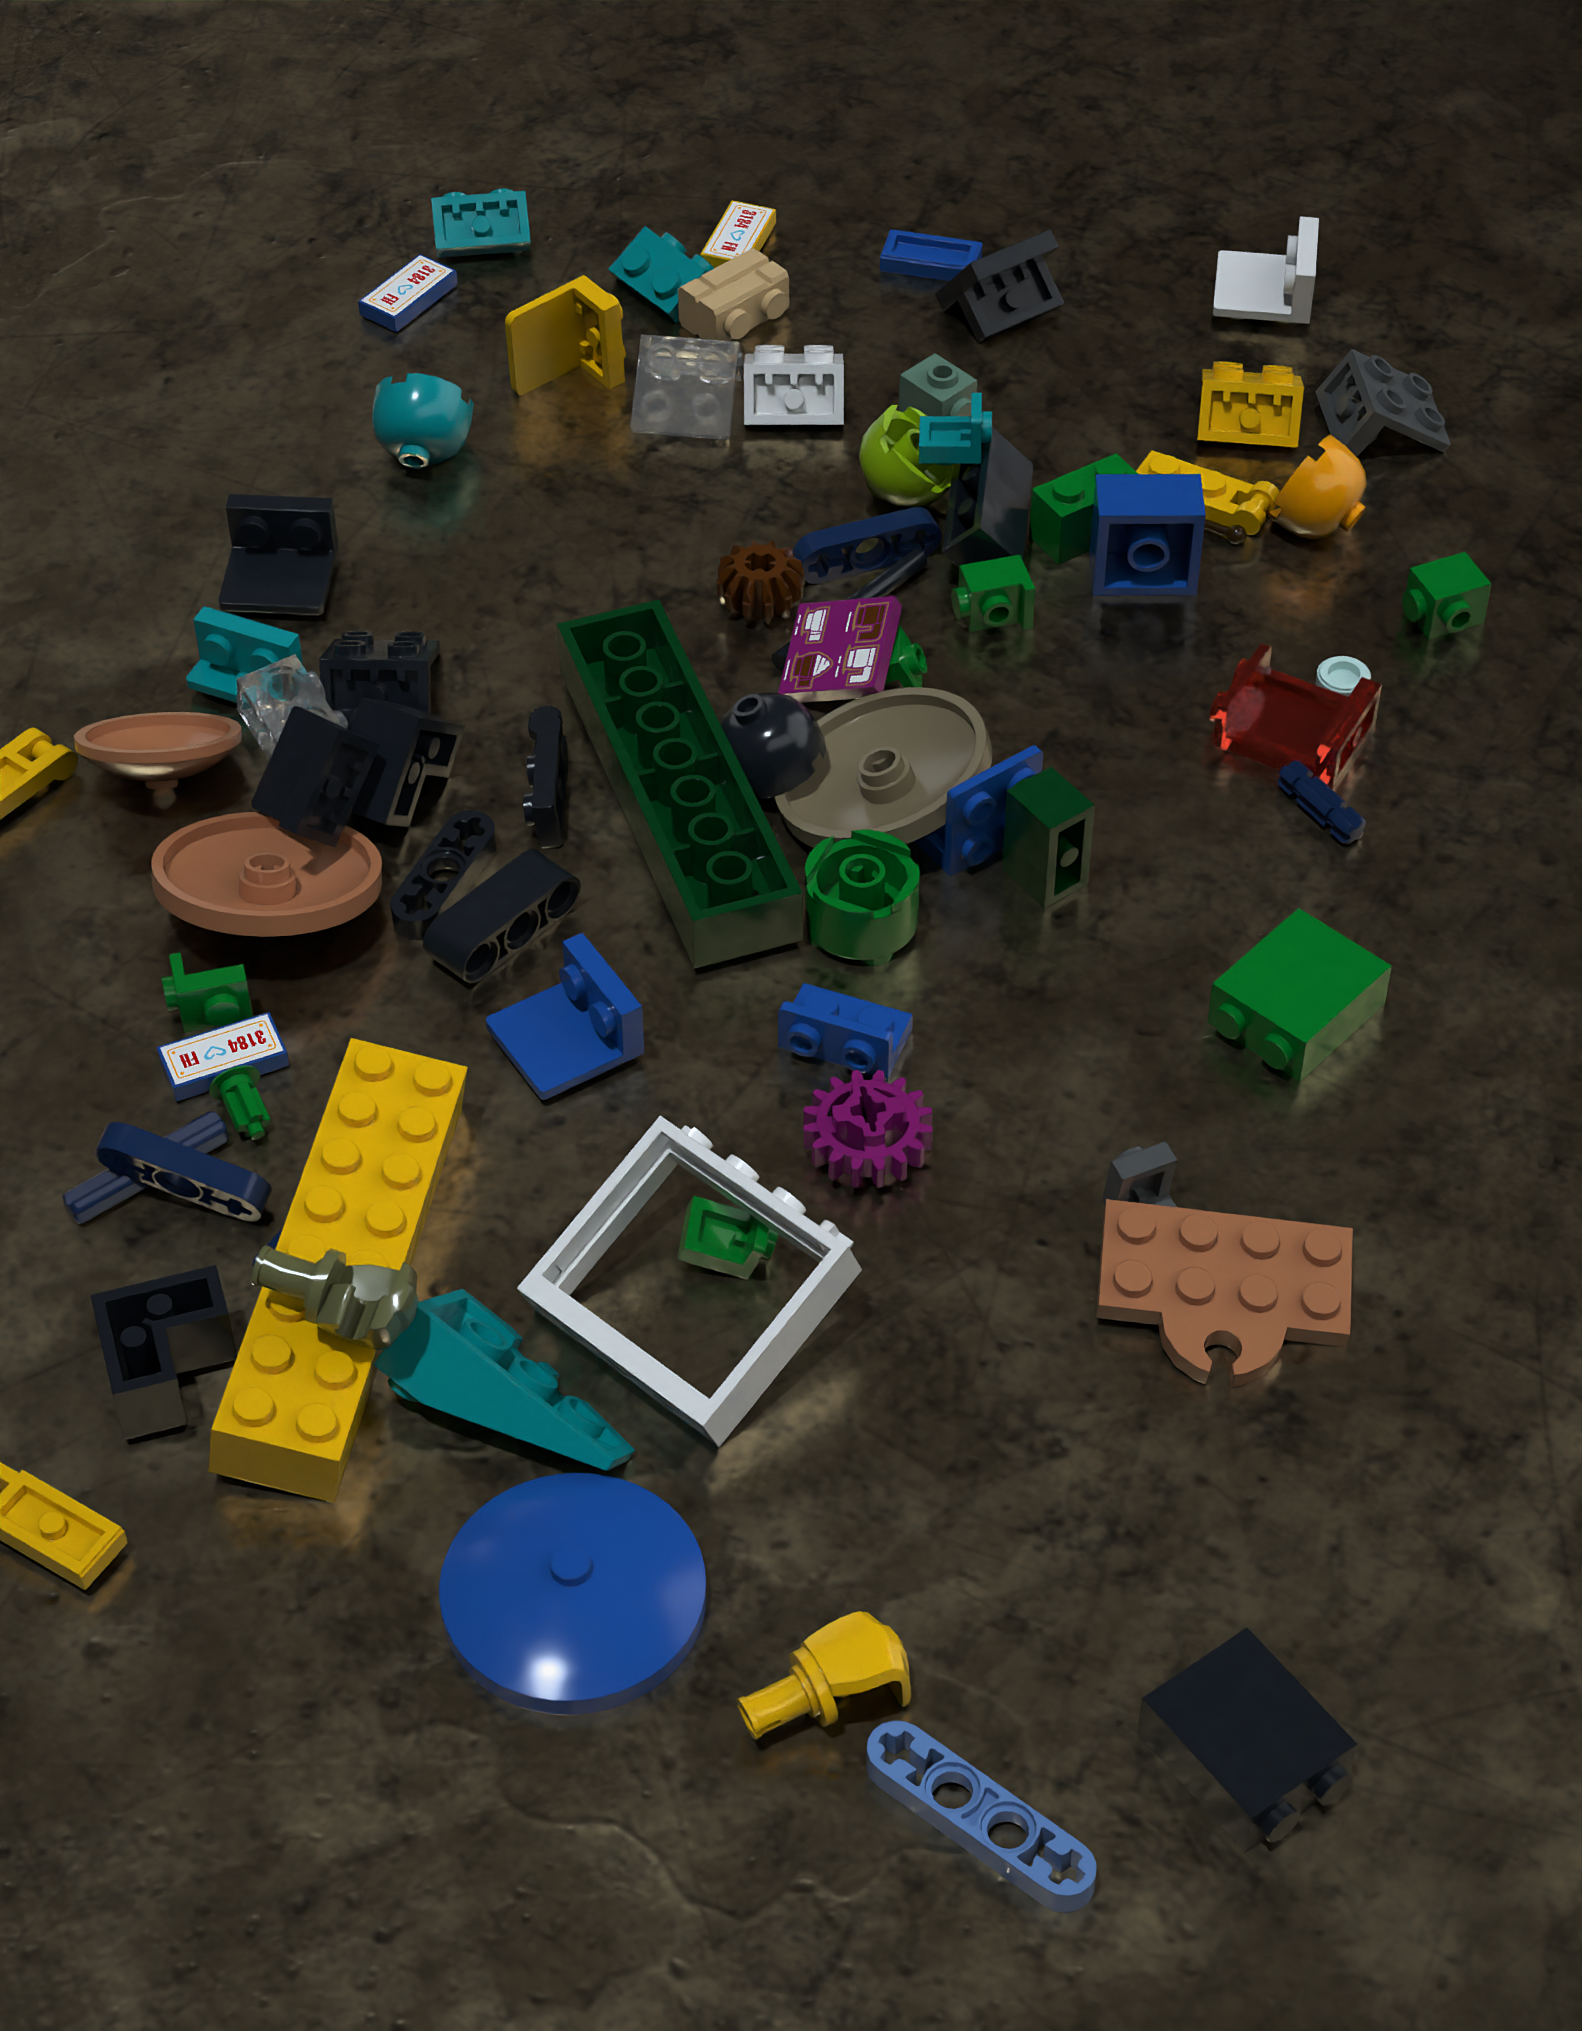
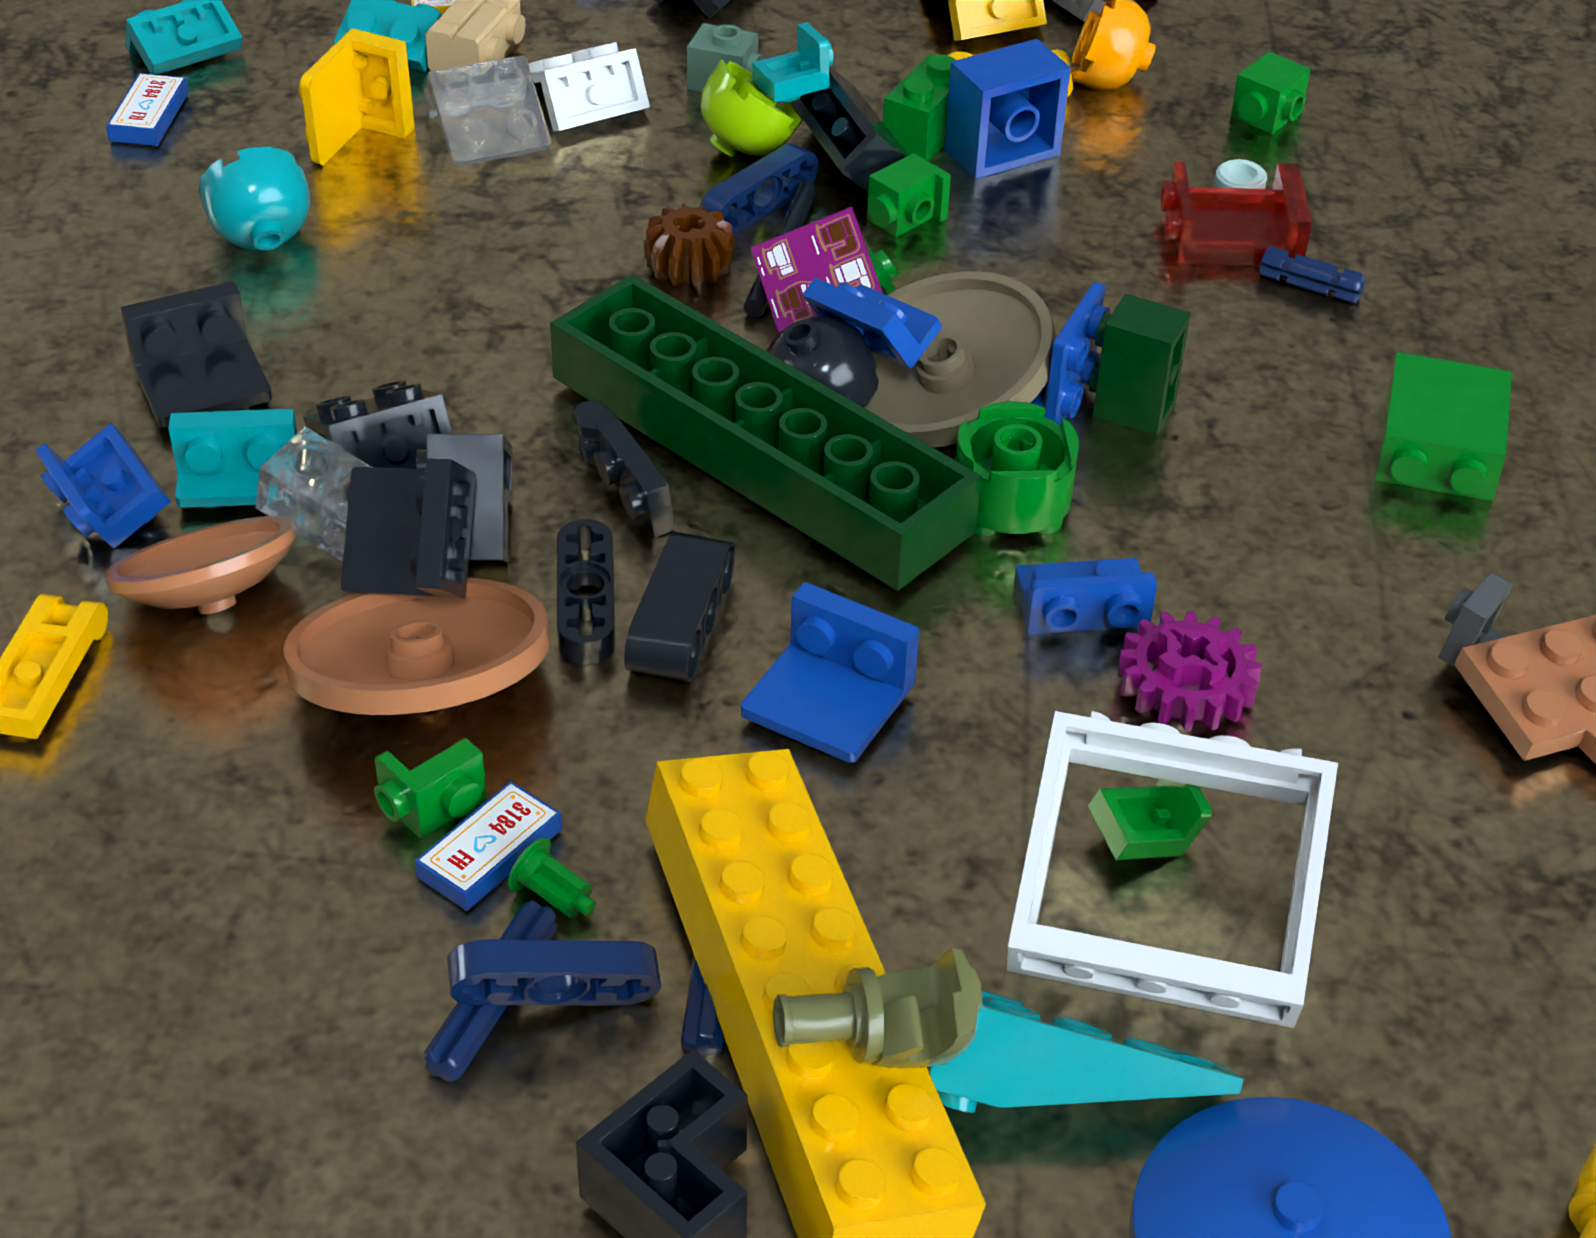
camera: 30 degrees left, 5 degrees down
(136, 650) = (105, 486): none -> blue bracket
(833, 715) = (886, 324): none -> blue bracket

